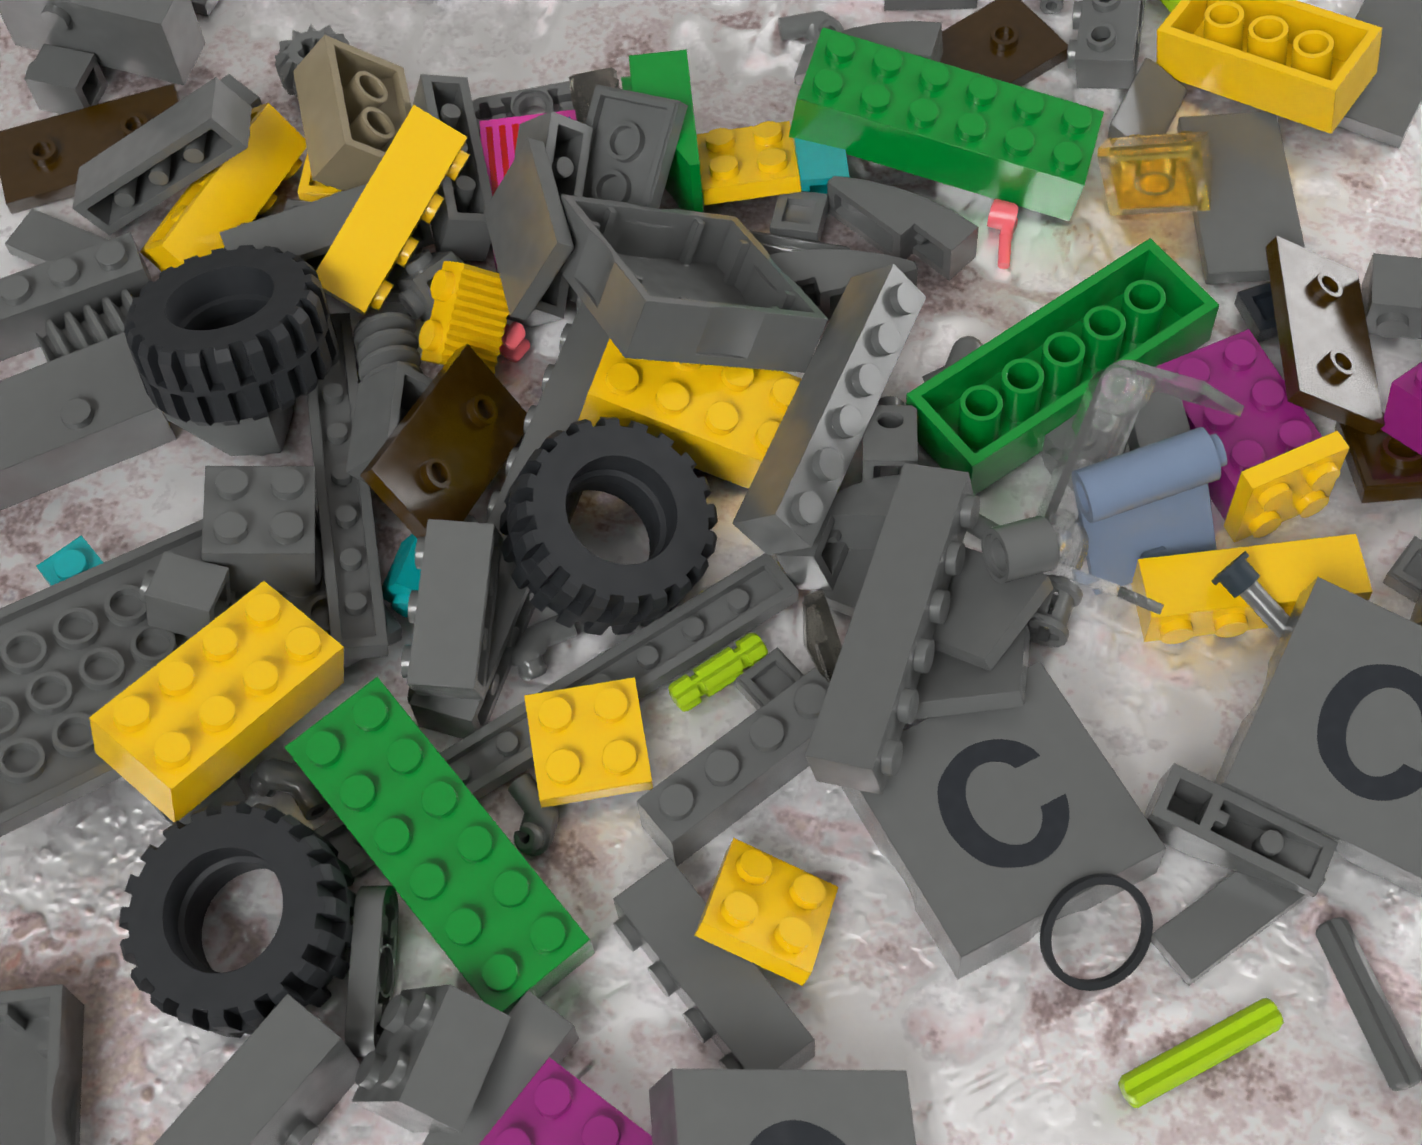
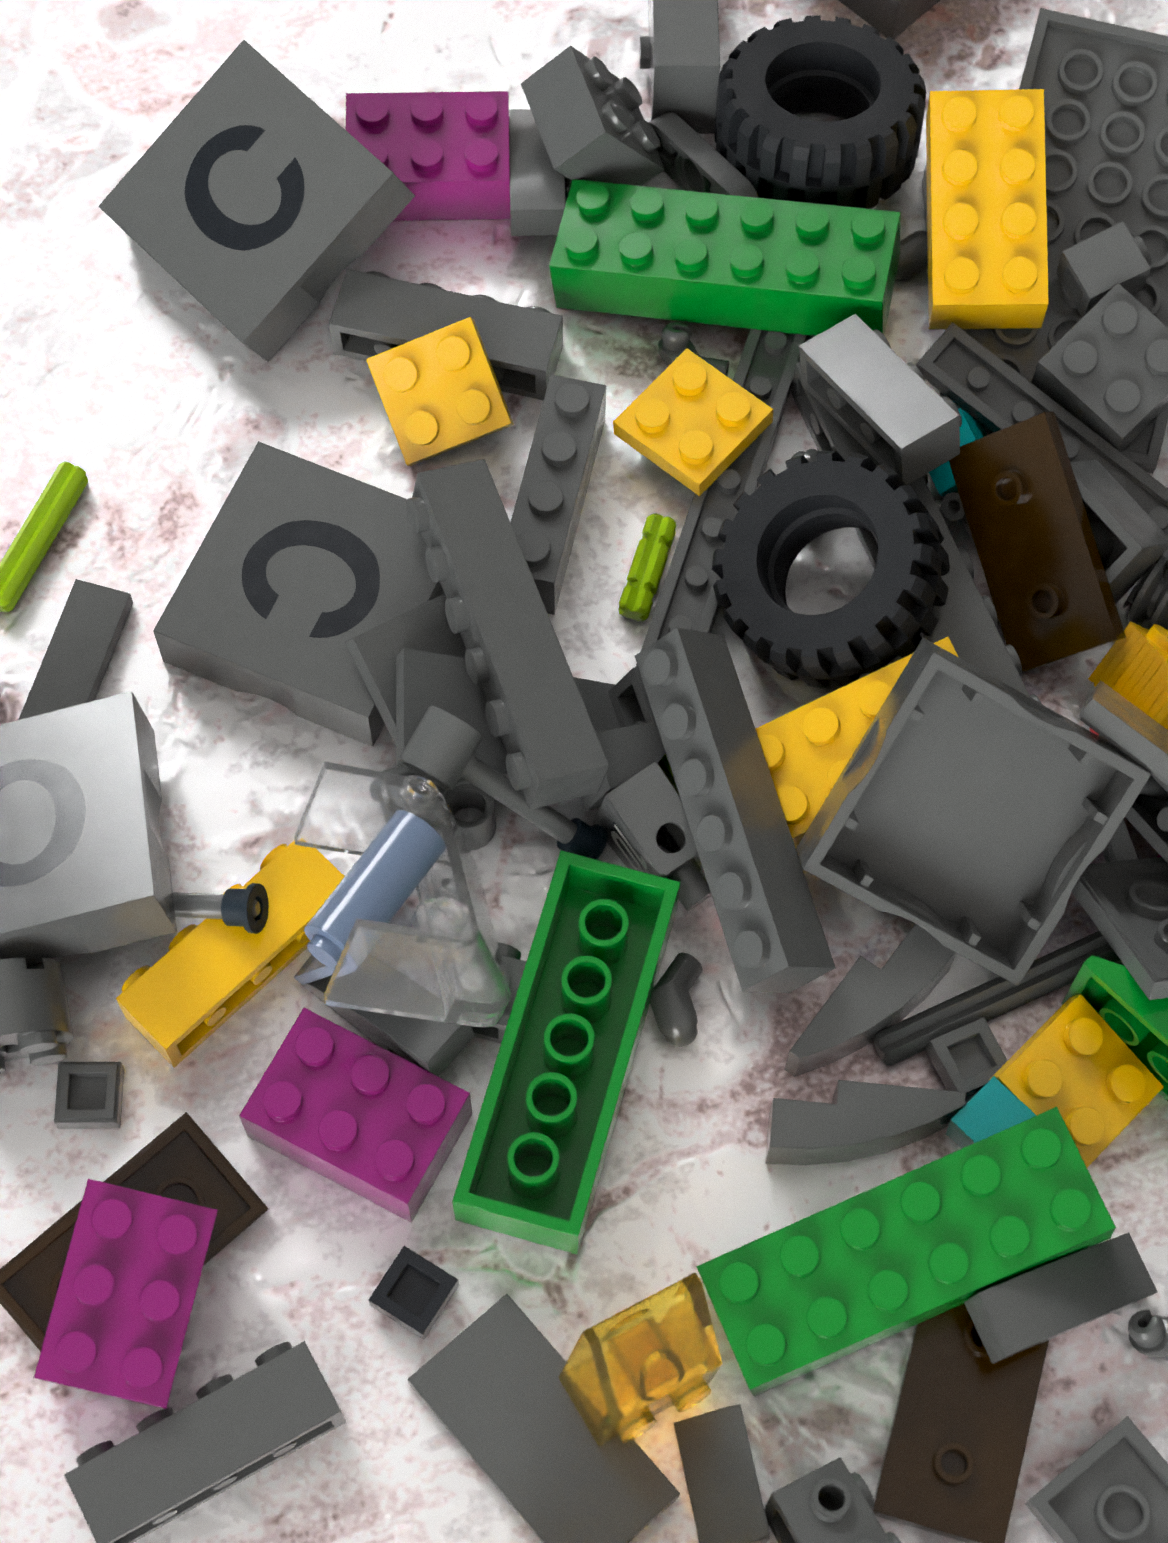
camera: 135 degrees right, 5 degrees up
(767, 678) = (592, 591): dark grey tile -> none
(820, 633) = (578, 630): clear smoke tile -> none
(1004, 218) = (762, 1217): coral hand -> none
(1136, 956) = (189, 563): black piece -> none
(1237, 832) = (158, 676): dark grey slope -> none
(1285, 487) = (242, 1065): yellow plate -> none
(1323, 336) = (333, 1269): plate -> none

